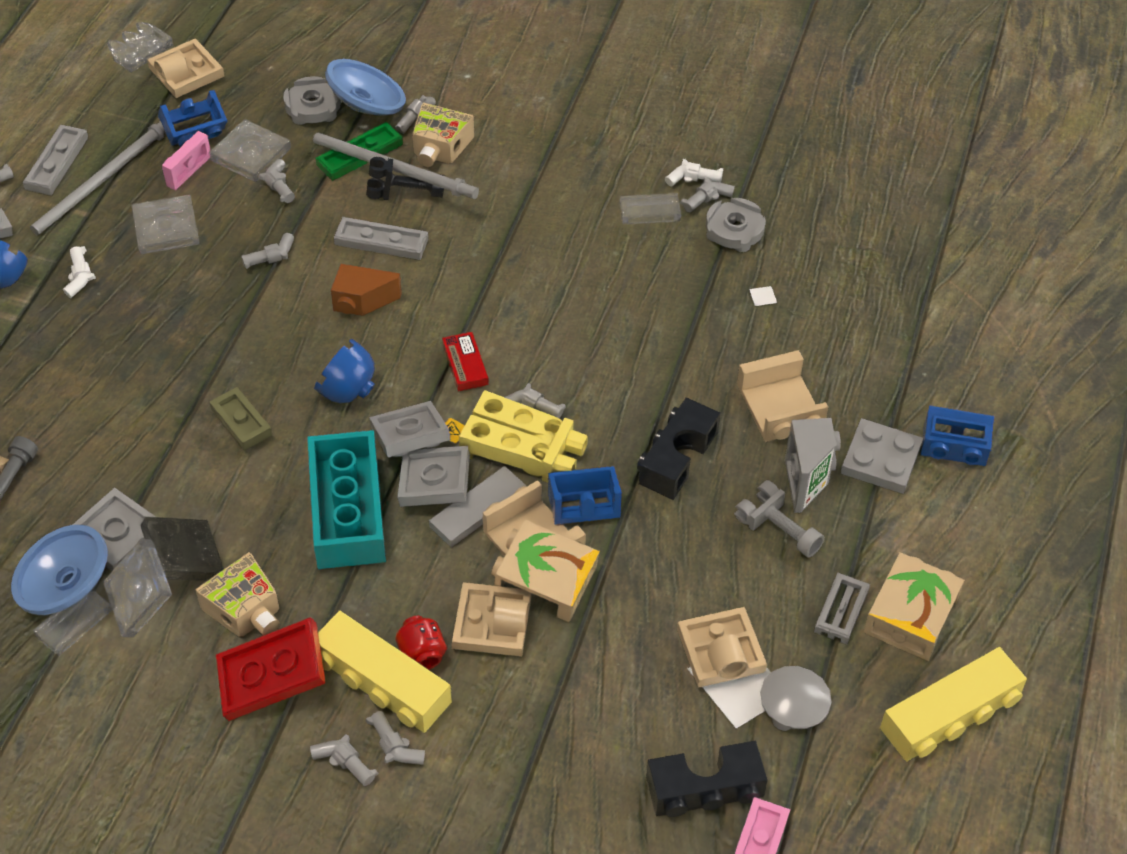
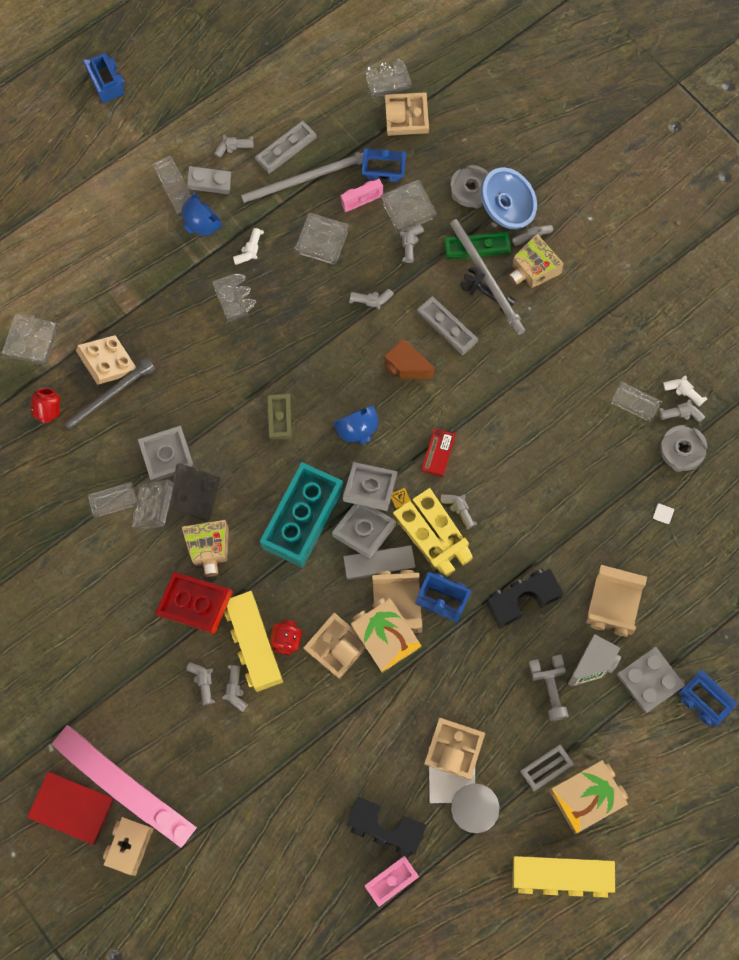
camera: 40 degrees right, 20 degrees up
(59, 570) = (118, 467): medium blue dish -> none
(90, 327) = (232, 296): none -> clear plate

